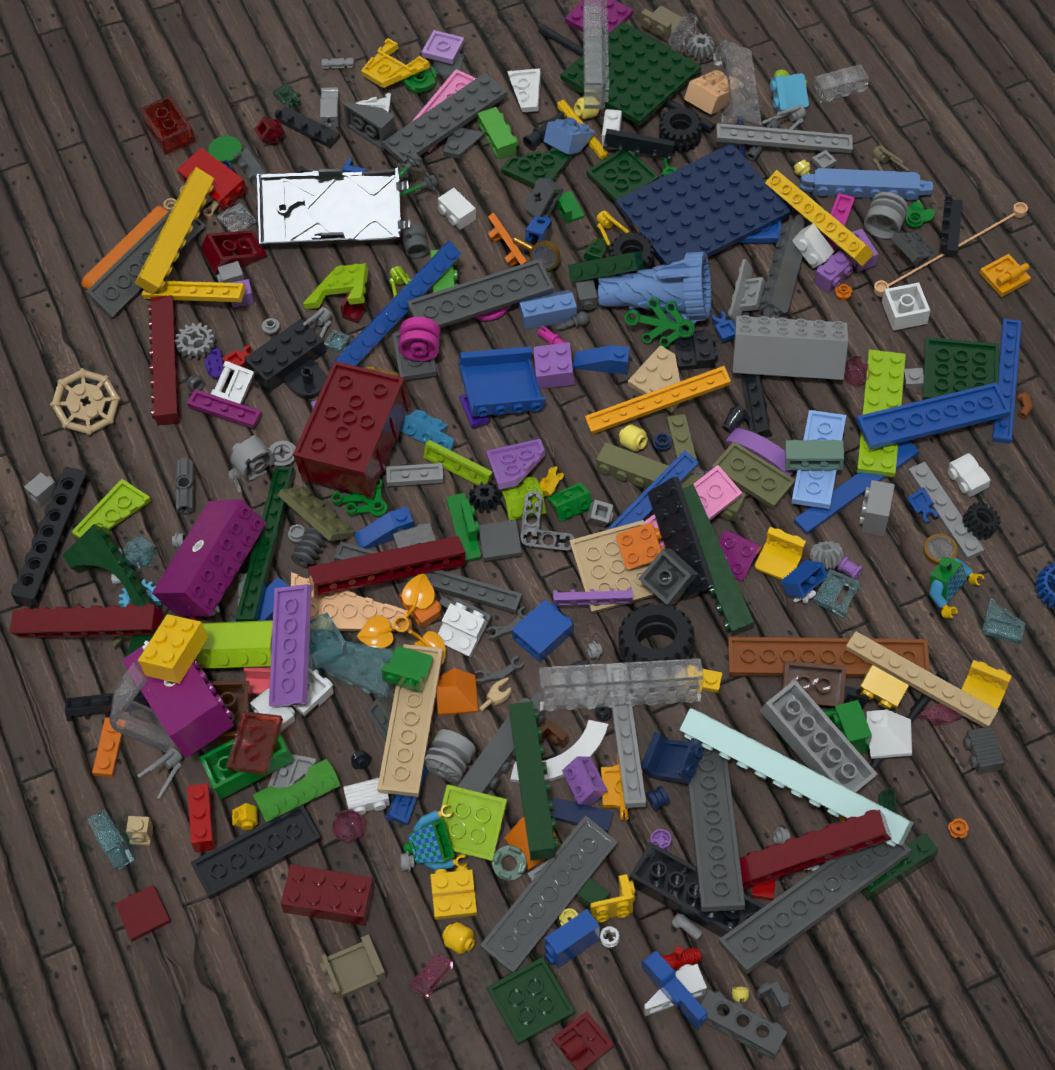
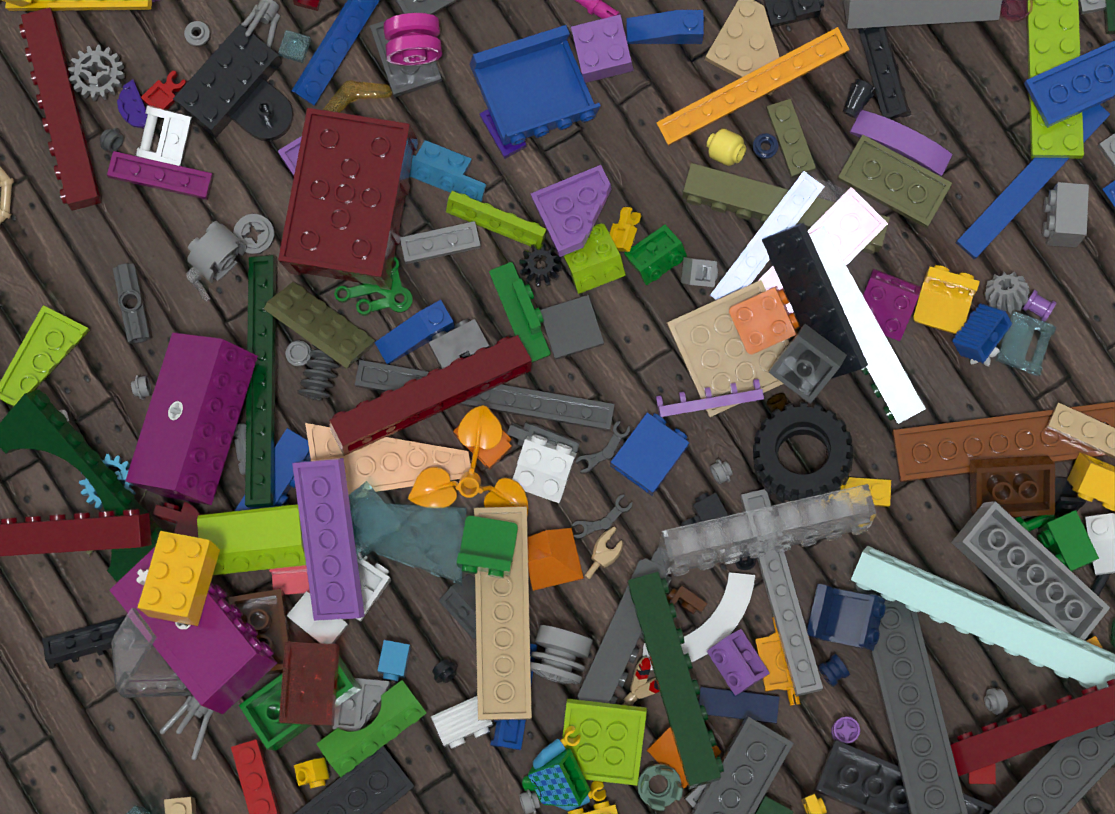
camera: 10 degrees left, 20 degrees up
(107, 751) = (112, 705): orange plate -> none
(139, 551) = (84, 408): clear light blue brick -> none
(324, 745) = (394, 660): none -> dark azure brick
(348, 826) = (447, 767): clear pink hair -> none
(507, 790) = (640, 686): none -> tan piece
(534, 528) = (615, 305): dark grey beam -> none
(814, 455) = (975, 147): sand green brick -> none
(816, 486) = (980, 146): light blue plate -> none

